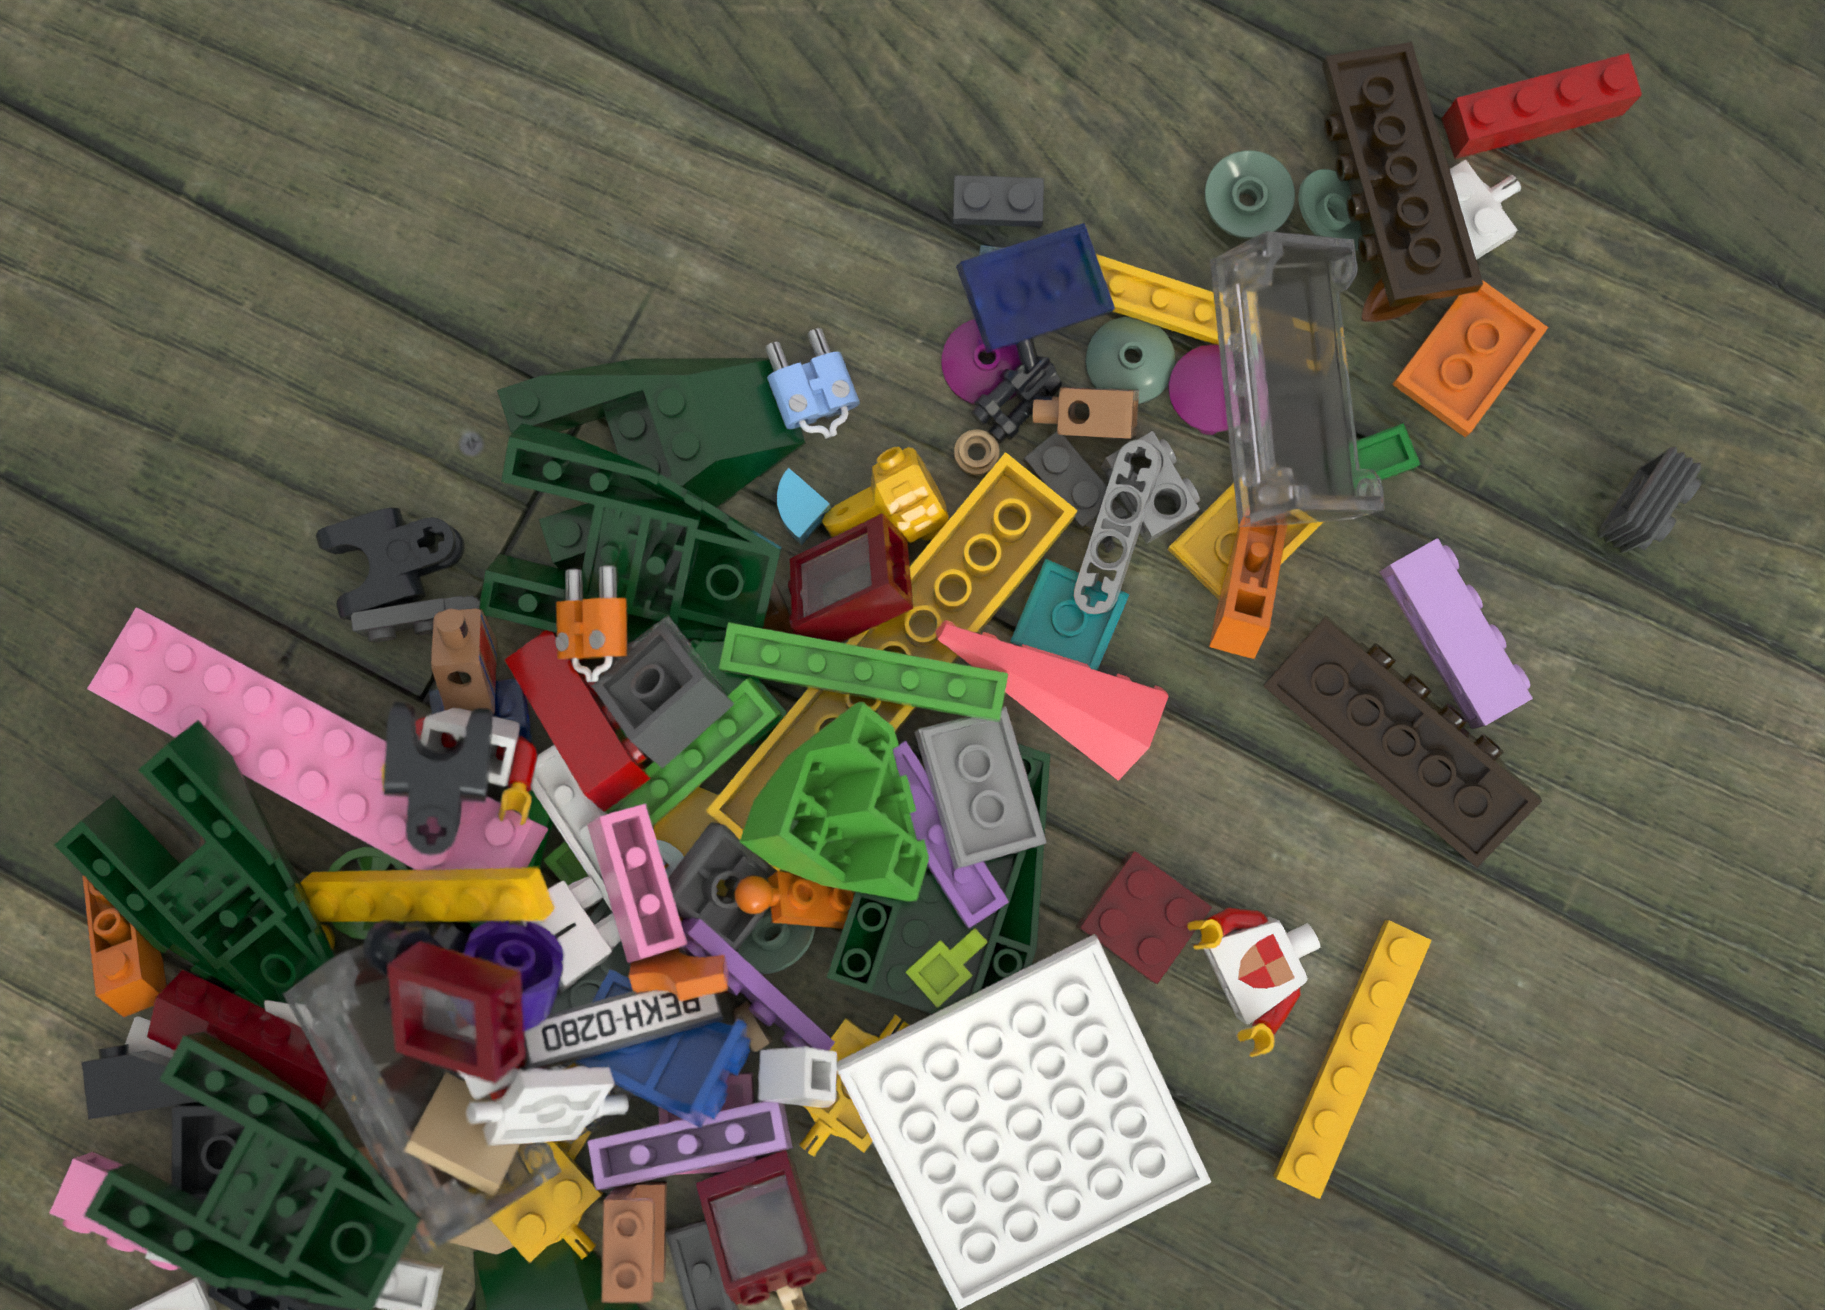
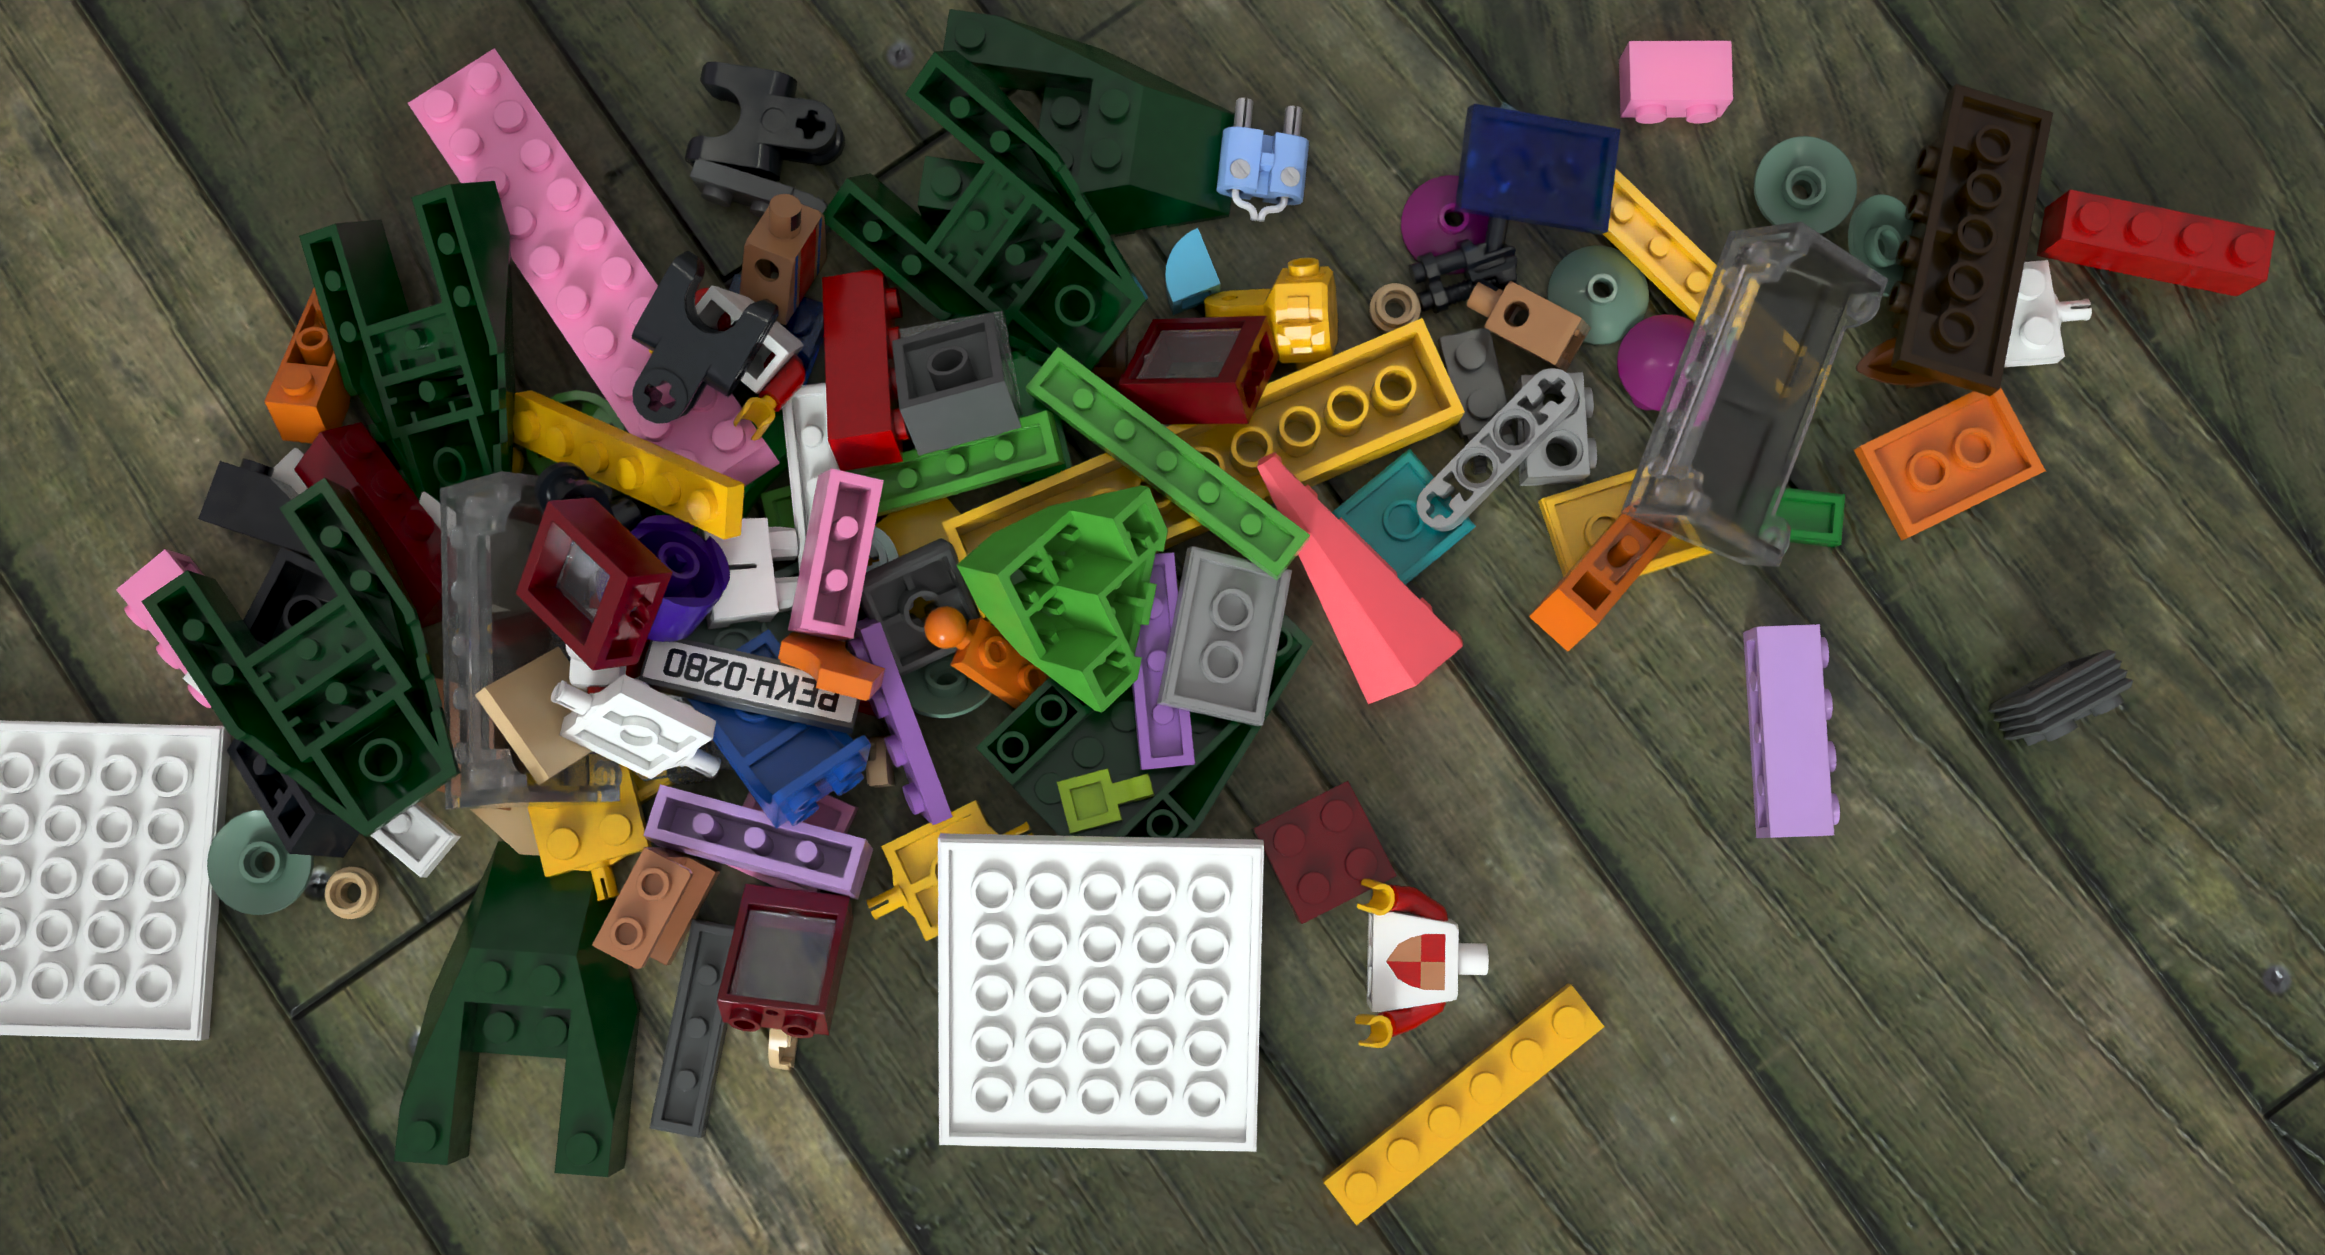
camera: 35 degrees right, 0 degrees up
(591, 626) = (922, 281): orange piece -> none
(798, 1076) = (896, 826): white slope -> none
(998, 201) = (1545, 70): dark grey plate -> none
(1105, 160) = (1675, 80): none -> bright pink brick
(1404, 739) = (1680, 811): dark brown plate -> none

